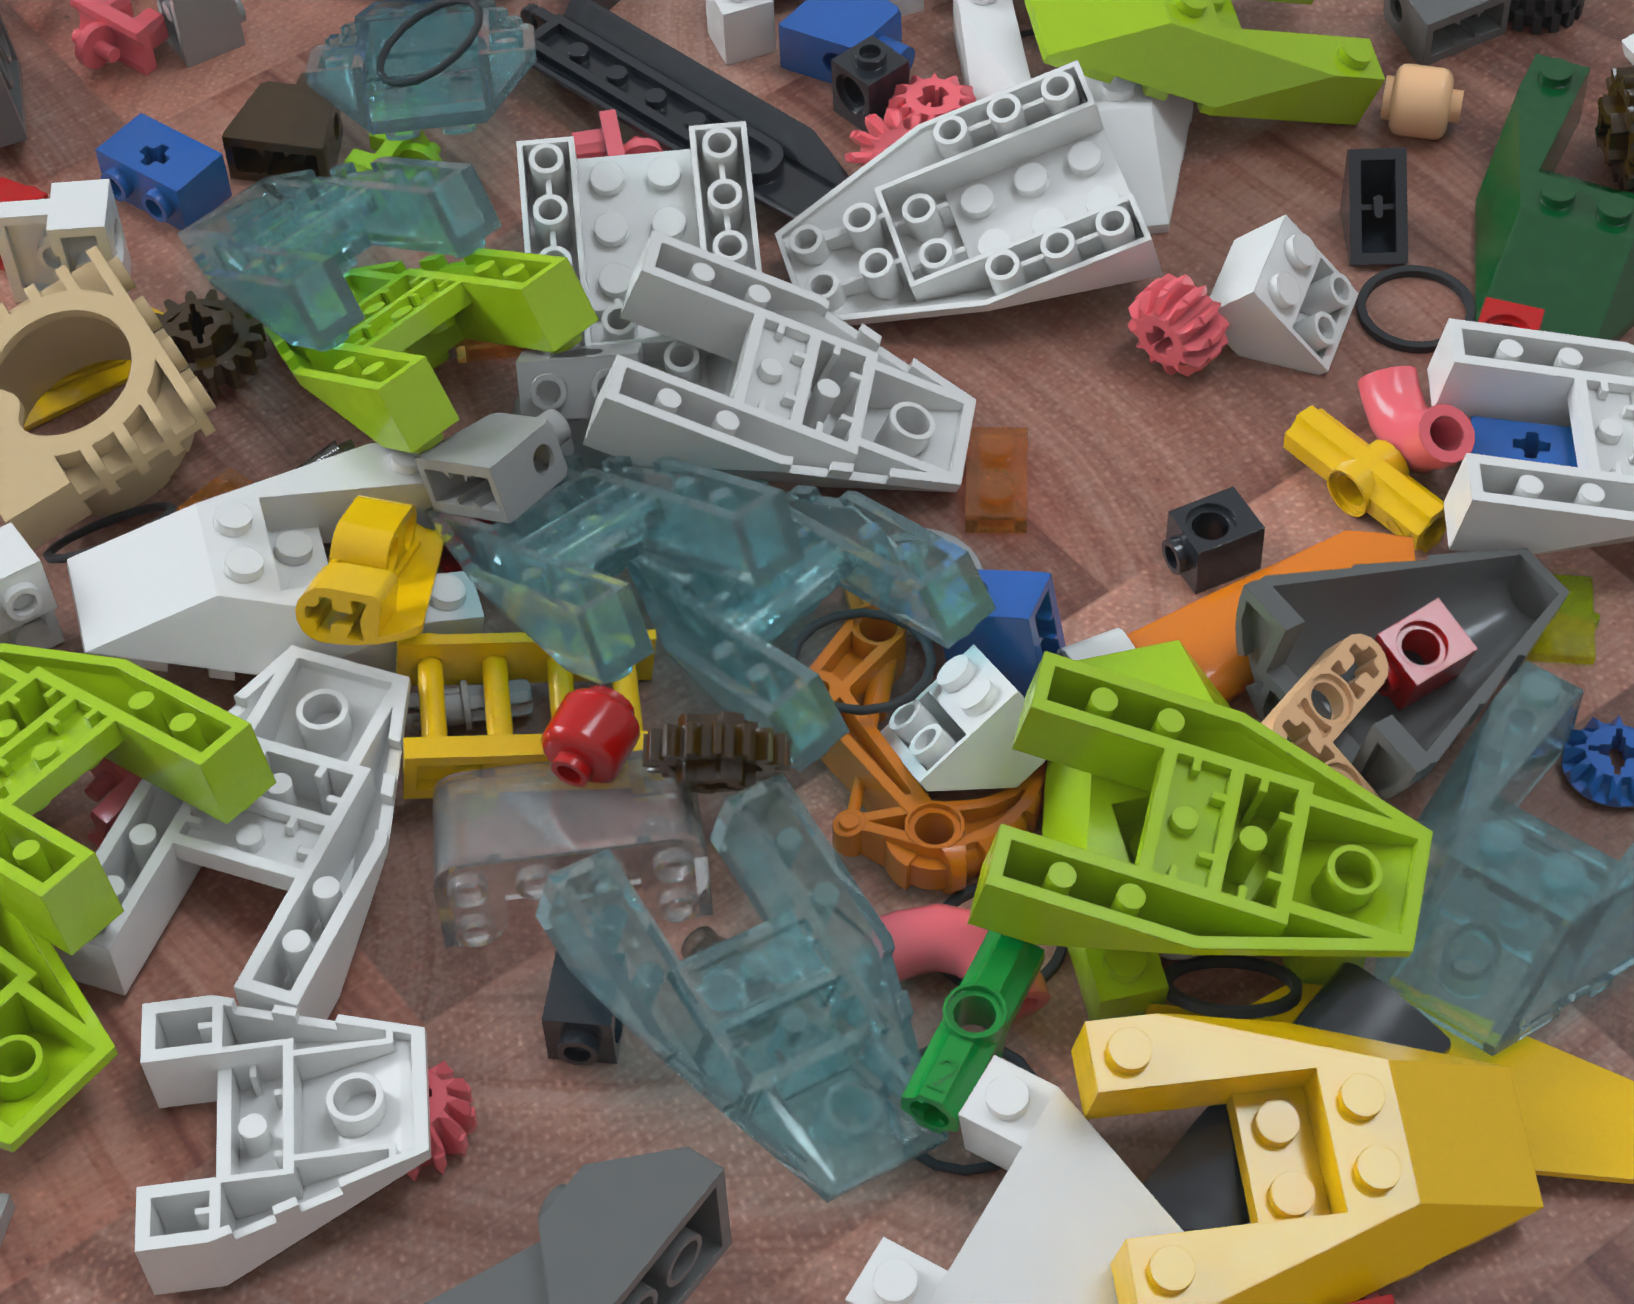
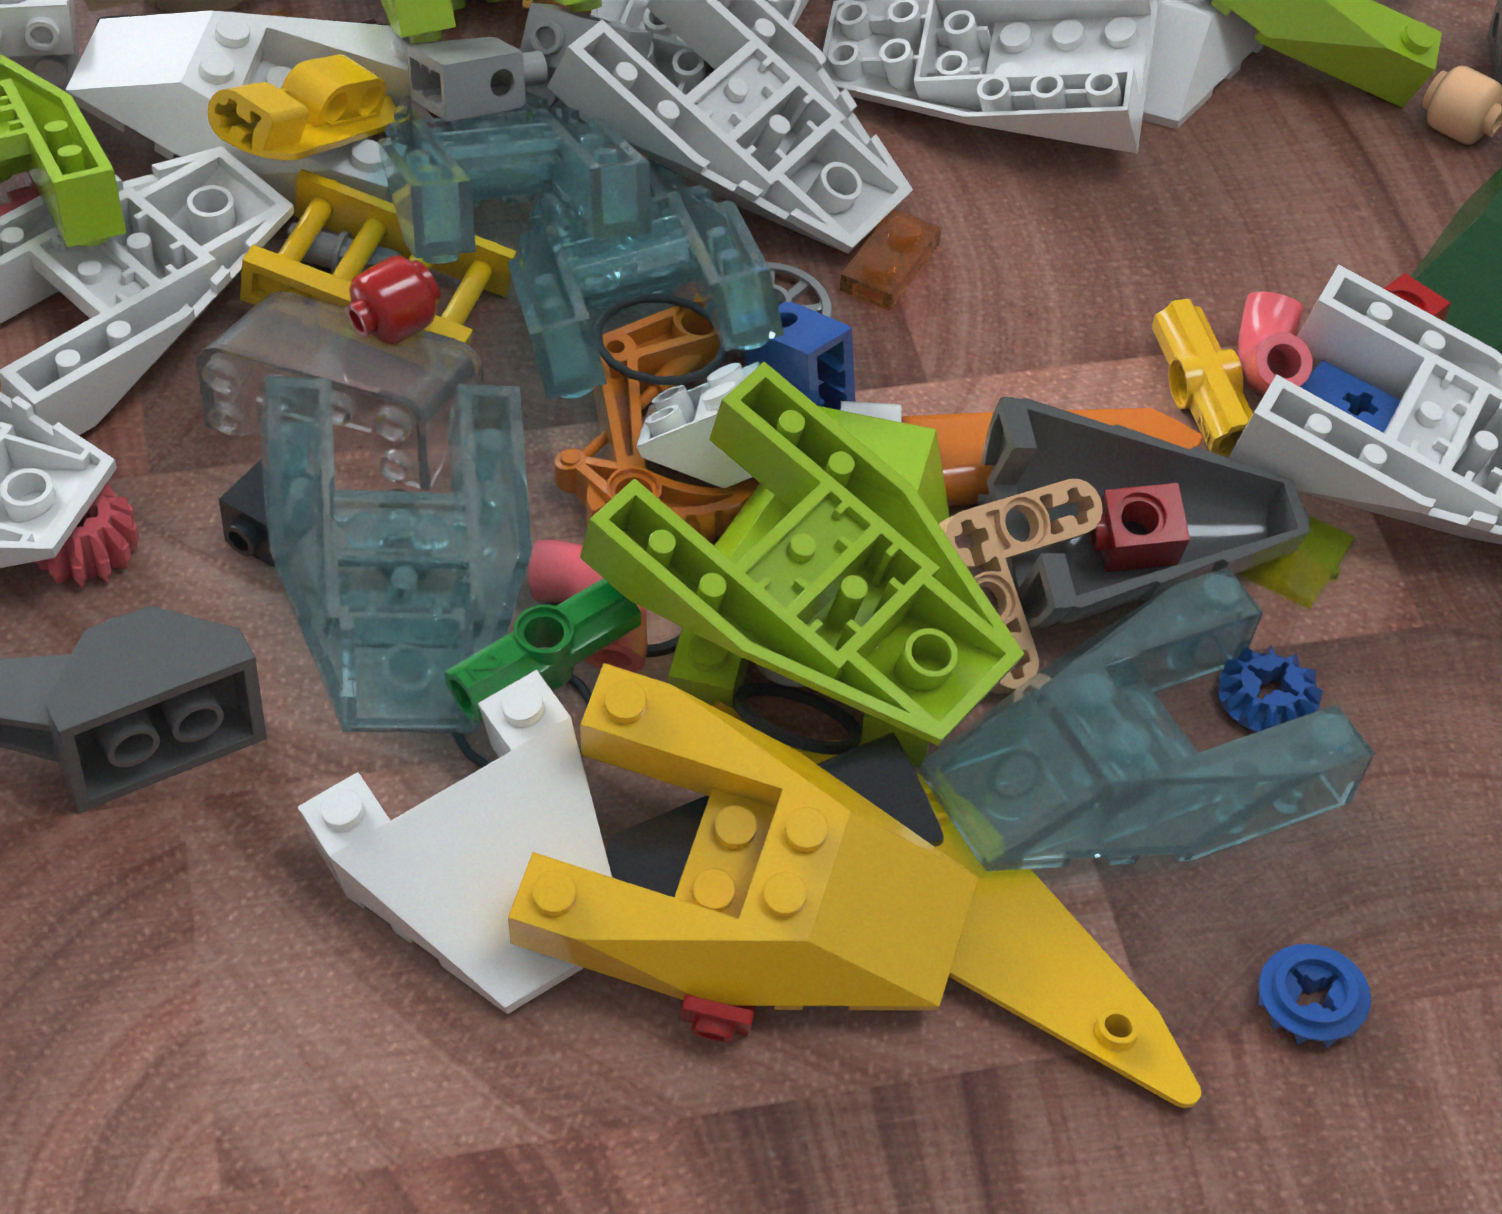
camera: 20 degrees right, 0 degrees up
(716, 752) = (472, 345): dark brown gear -> none
(1178, 324) = (1119, 194): coral gear -> none
(1213, 540) = (1035, 367): black brick -> none
(1283, 299) = (1229, 212): white slope -> none
(1375, 206) = (1363, 169): black slope -> none
(1409, 271) = (1342, 233): black piece -> none

